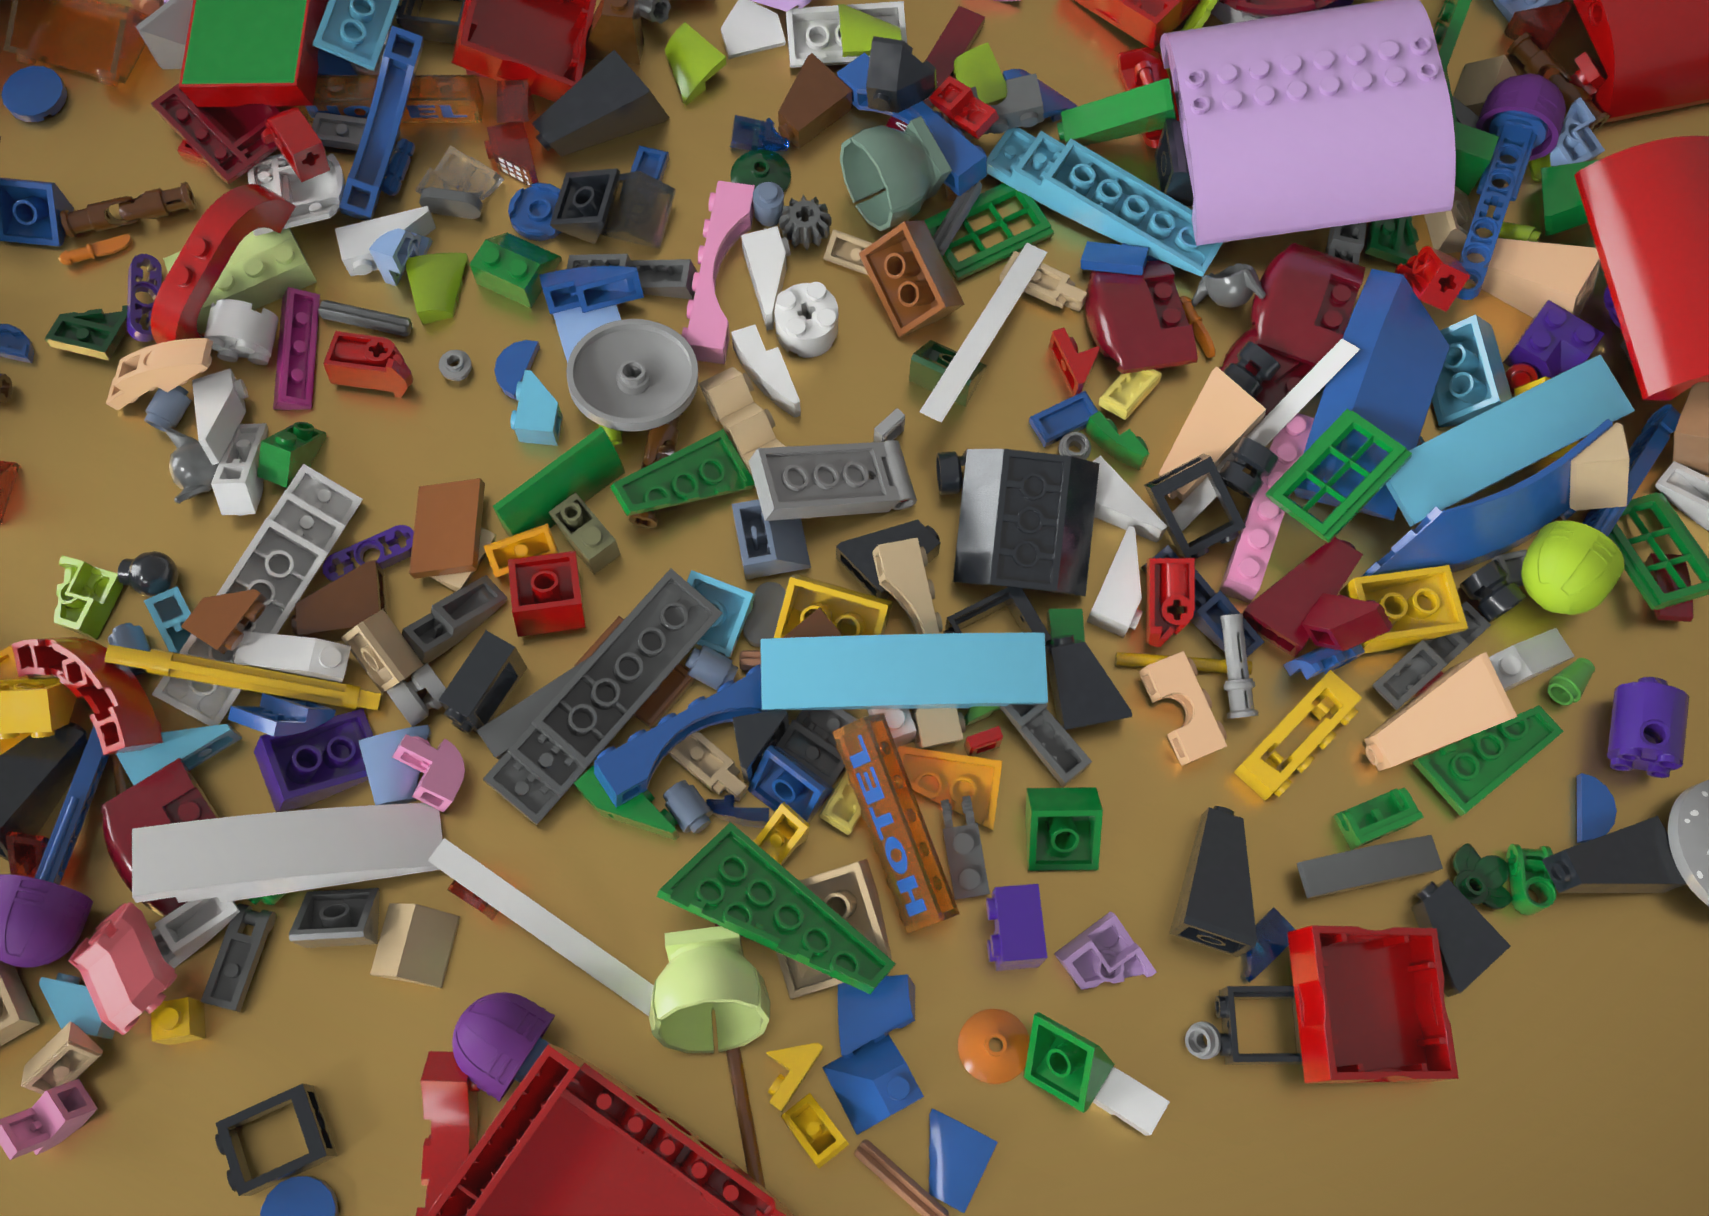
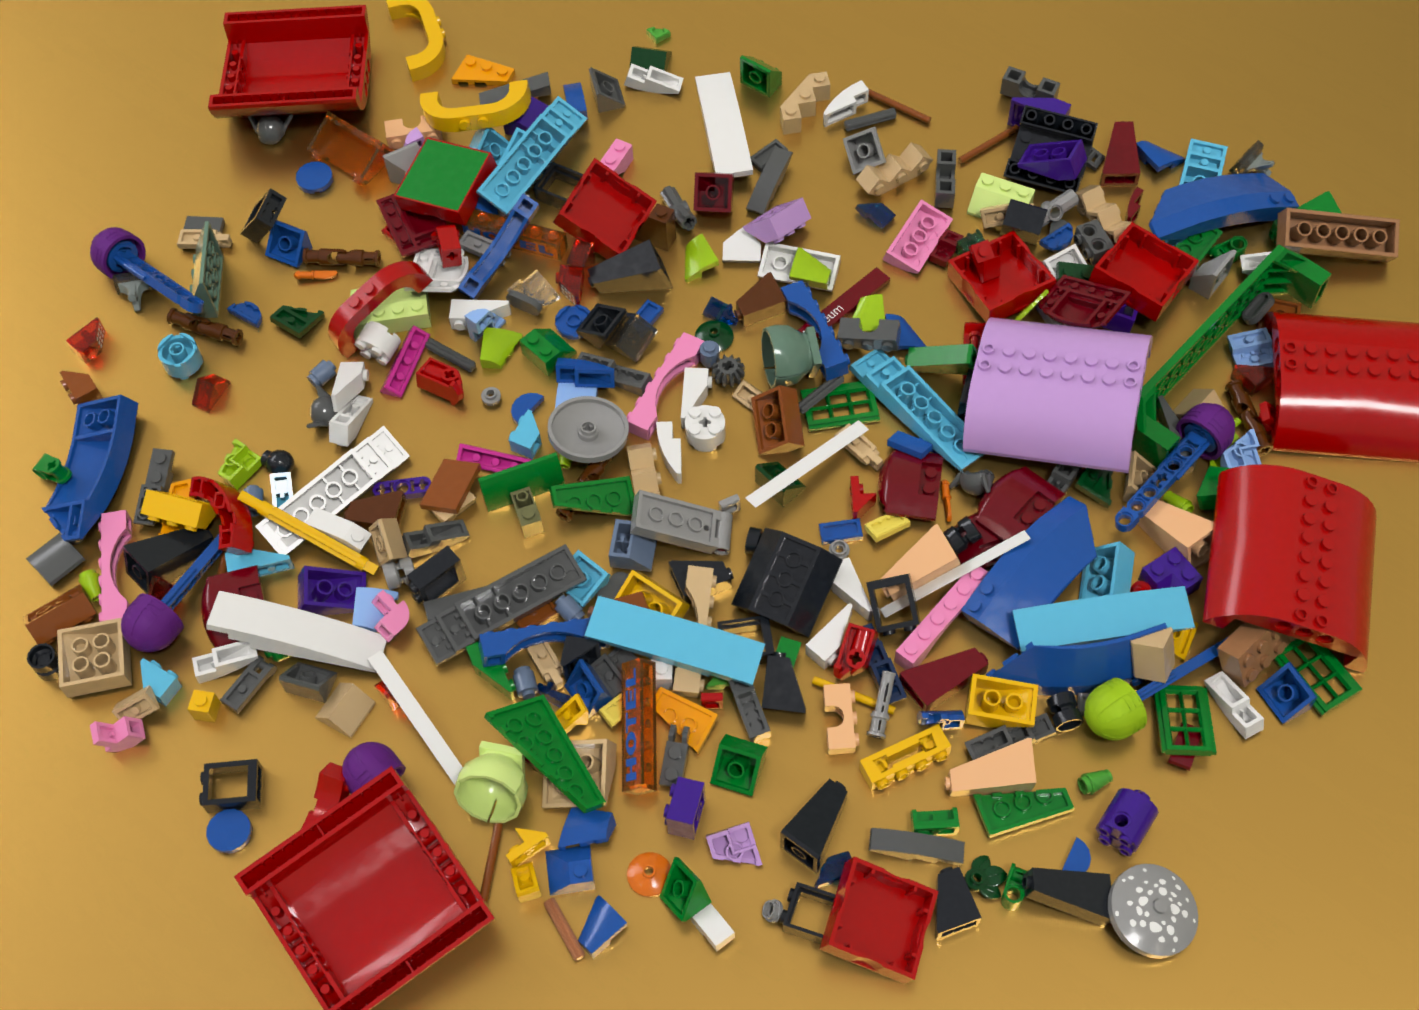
camera: 25 degrees right, 10 degrees down
(123, 968) = (187, 665): coral brick -> none
(135, 284) = (330, 300): dark purple beam -> none
(158, 366) = (324, 349): light nougat slope -> none
(223, 617) = (308, 495): dark orange slope -> none
(281, 715) = (320, 559): blue slope -> none
(287, 451) = (379, 415): green slope -> none
(398, 167) = (502, 273): blue axle -> none
(496, 465) = (489, 459): none -> dark pink slope
(524, 544) = (487, 510): light orange slope -> none
(546, 593) = (491, 539): red slope -> none
(897, 77) = (809, 300): black slope -> none
(963, 108) = (846, 328): red slope -> none
(1123, 447) = (866, 555): green slope -> none
(1254, 458) = (940, 585): black wheel -> none
(1345, 622) = (954, 696): dark red slope -> none
(1360, 496) = (991, 624): green piece -> none
(1434, 277) = (1103, 511): red piece -> none
(1530, 658) = (1067, 759): white slope -> none

